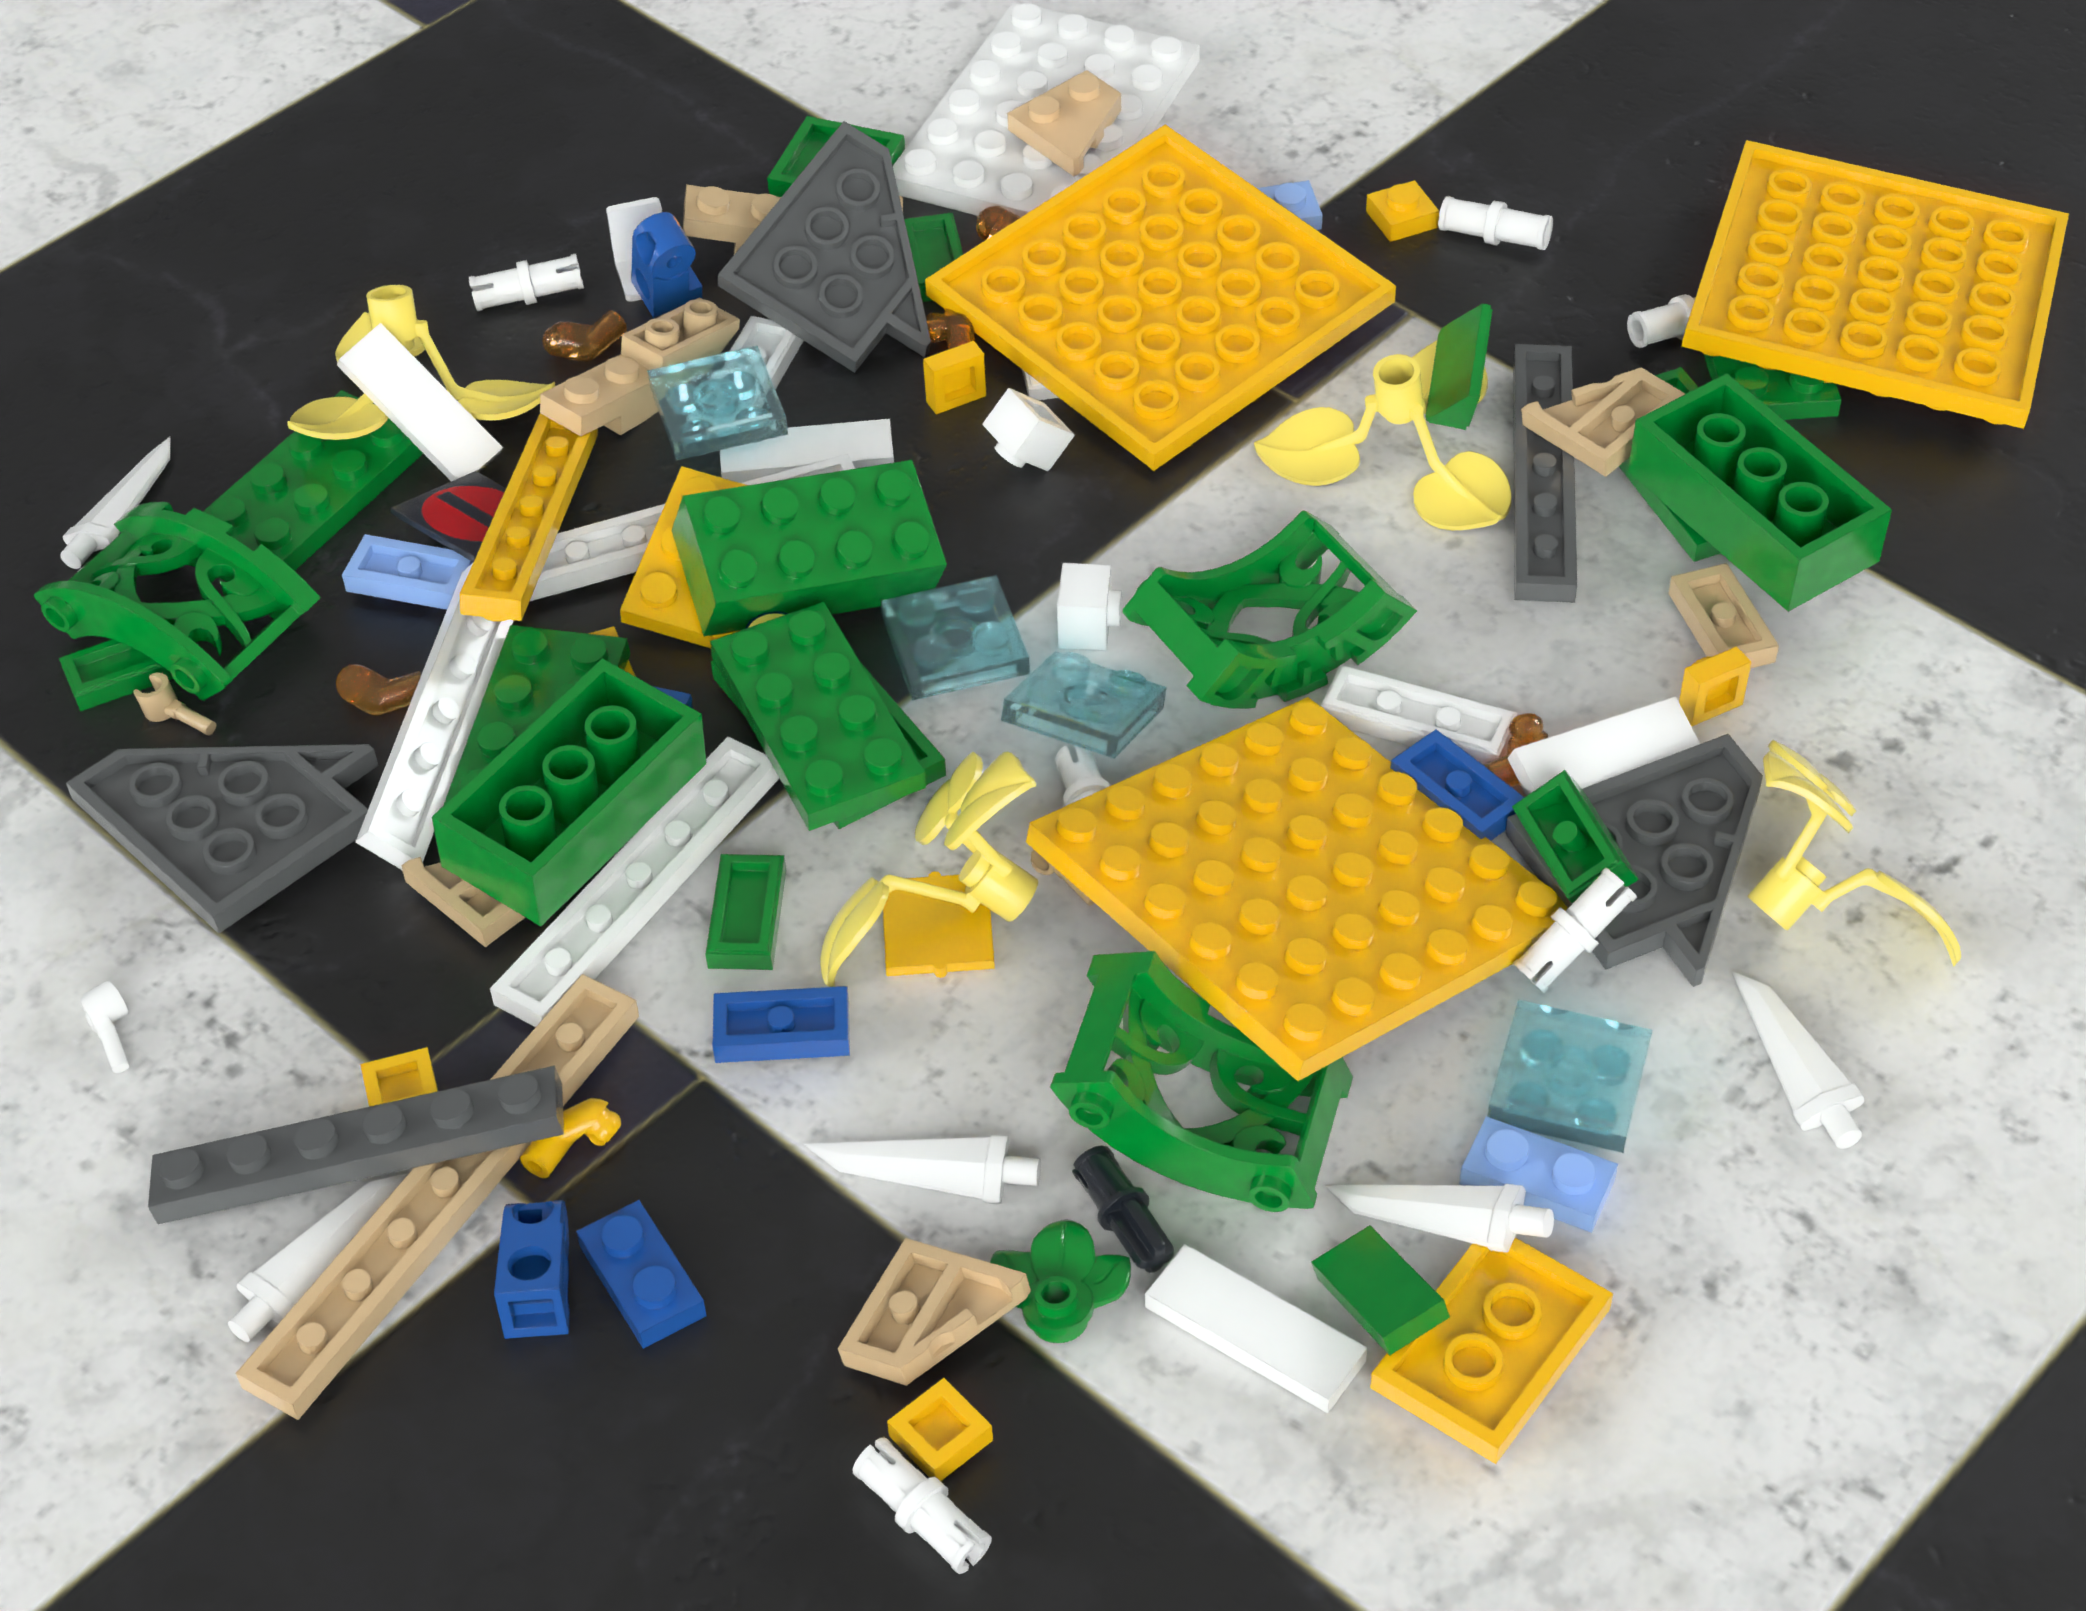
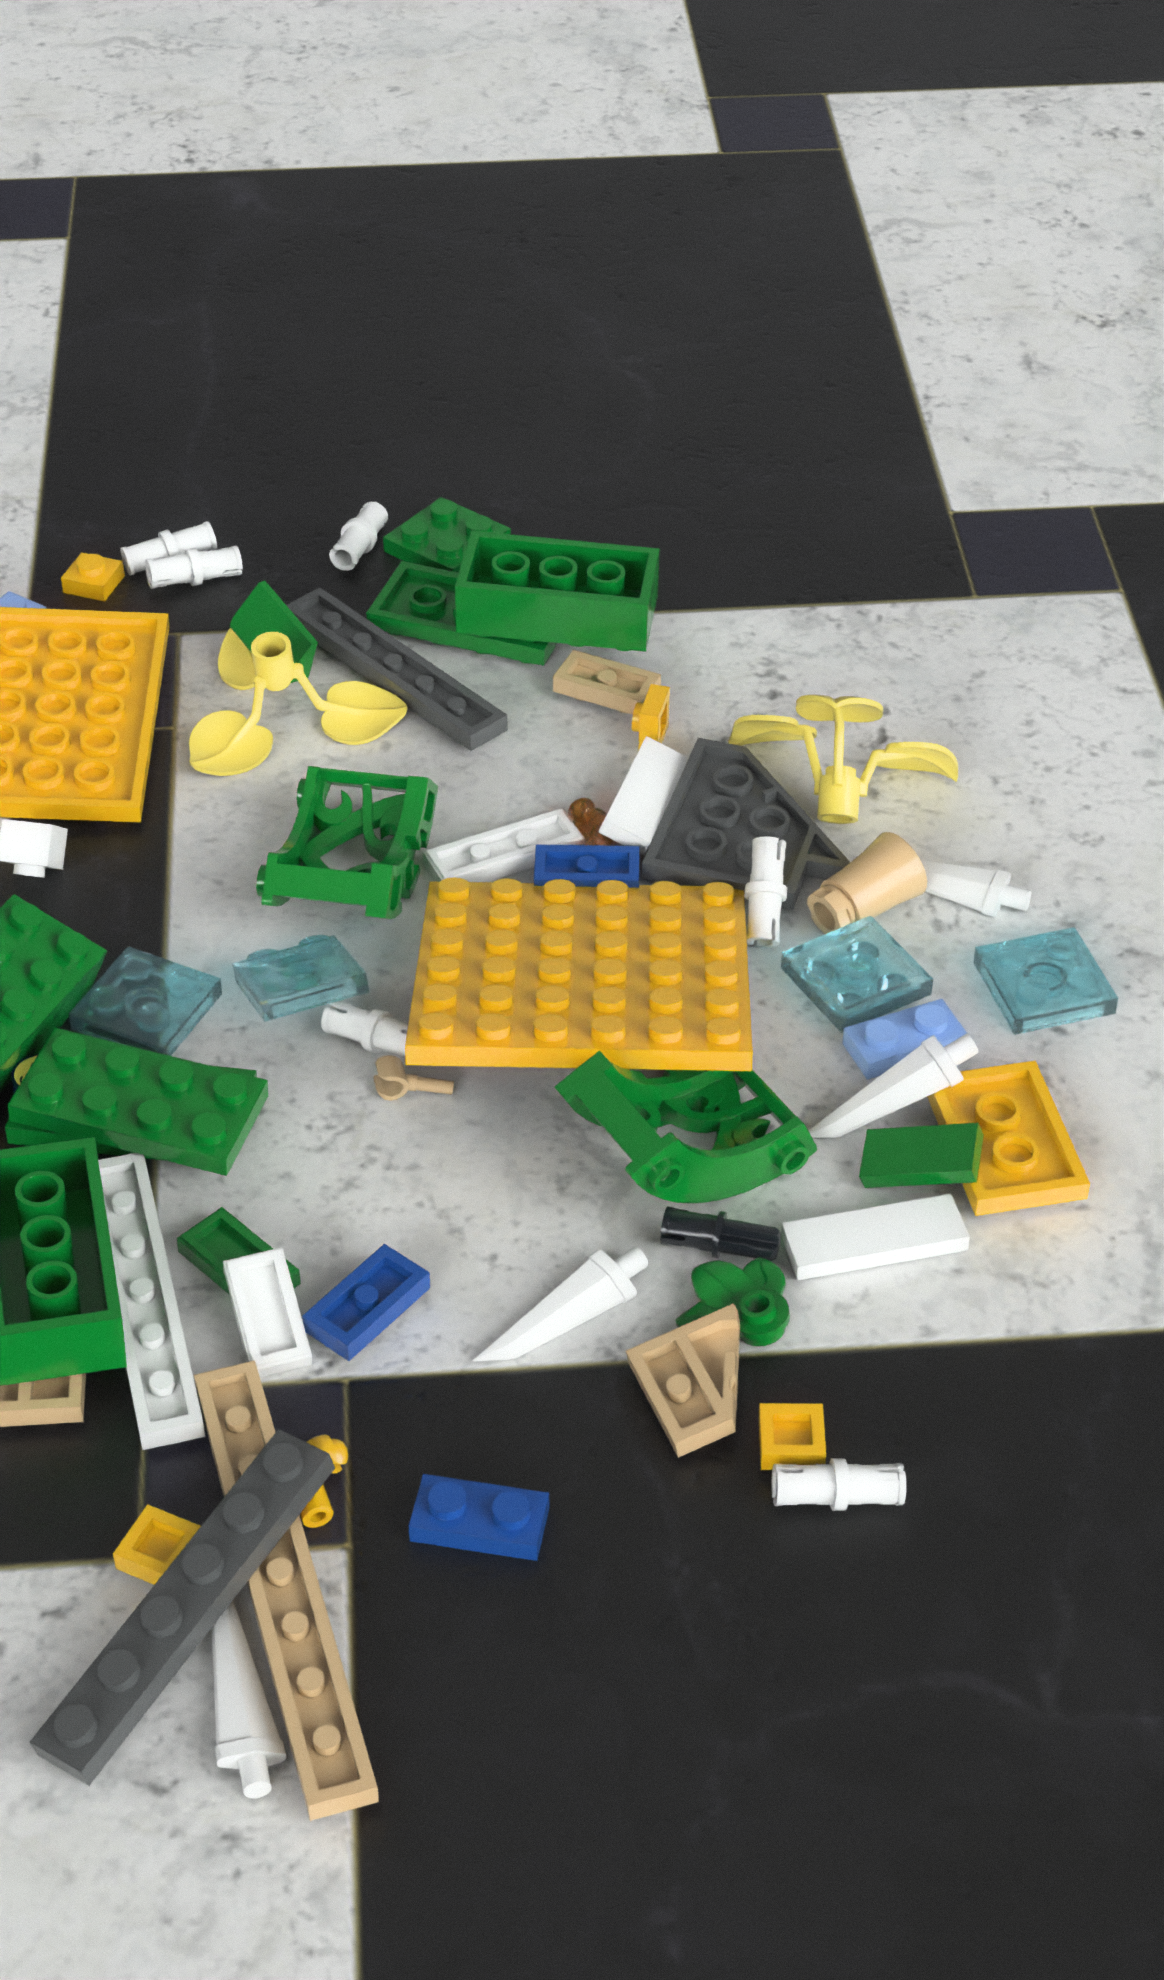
camera: 50 degrees left, 5 degrees down
(533, 1270) = (415, 1567): blue leg -> none
(697, 966) = (267, 1312): none -> white tile
(935, 934) = (373, 1175): yellow piece -> none
(987, 873) = (387, 1040): light yellow plant -> none
(1087, 606) = (218, 923): white plate -> none
(1493, 255) = (193, 567): none -> white pin
(1571, 836) = (699, 844): green slope -> none
(1600, 417) = (407, 610): tan wing -> none
(1686, 999) = (869, 885): none -> tan plant
(1755, 1230) = (1045, 980): none -> clear light blue plate
(1880, 283) = (451, 451): yellow plate -> none

